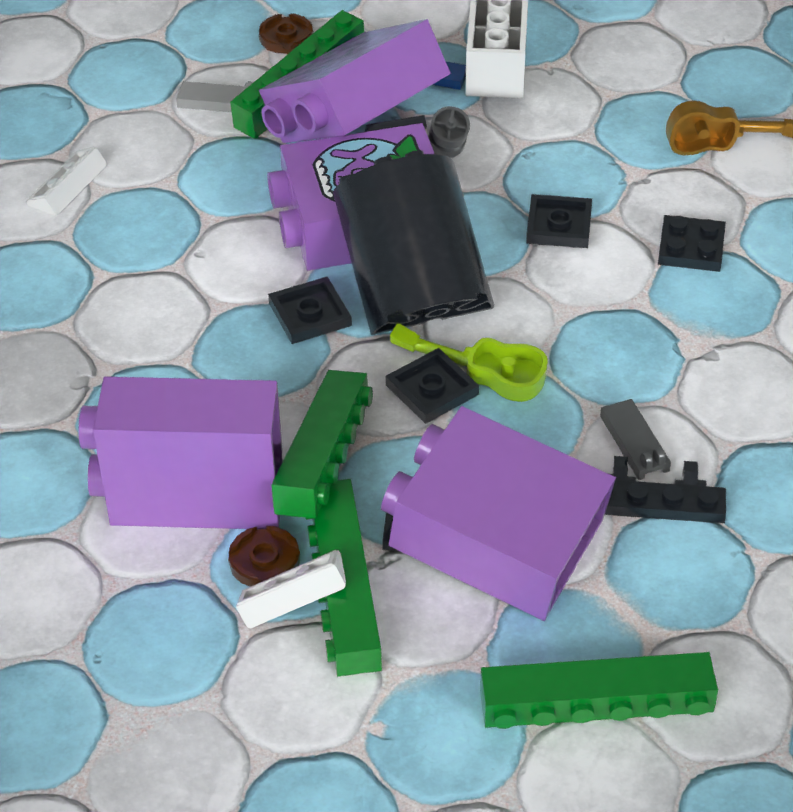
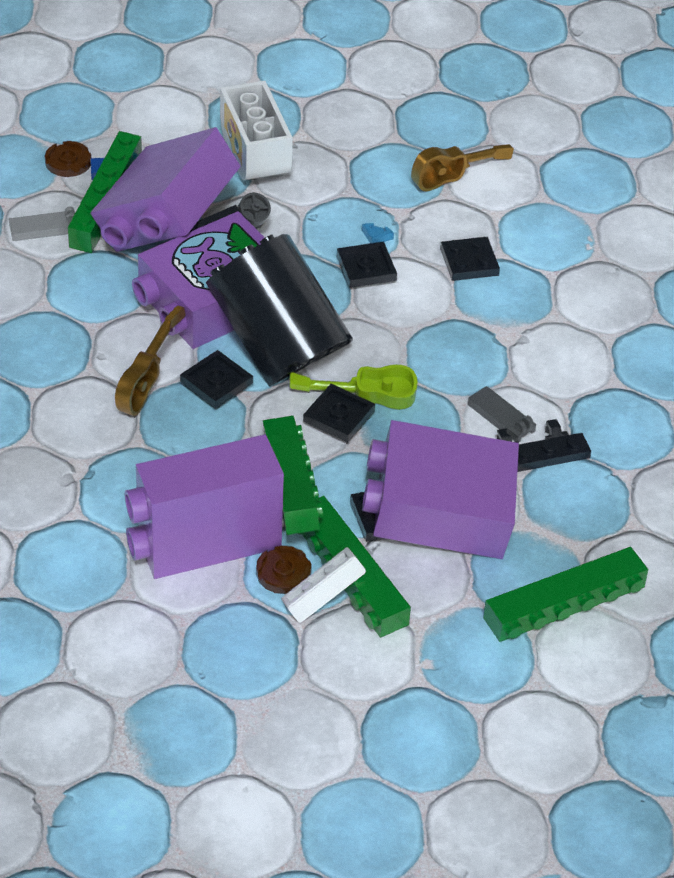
camera: 25 degrees left, 0 degrees up
(206, 291) = (142, 374): none -> pearl gold piece
(594, 189) = (377, 234): none -> dark azure tile

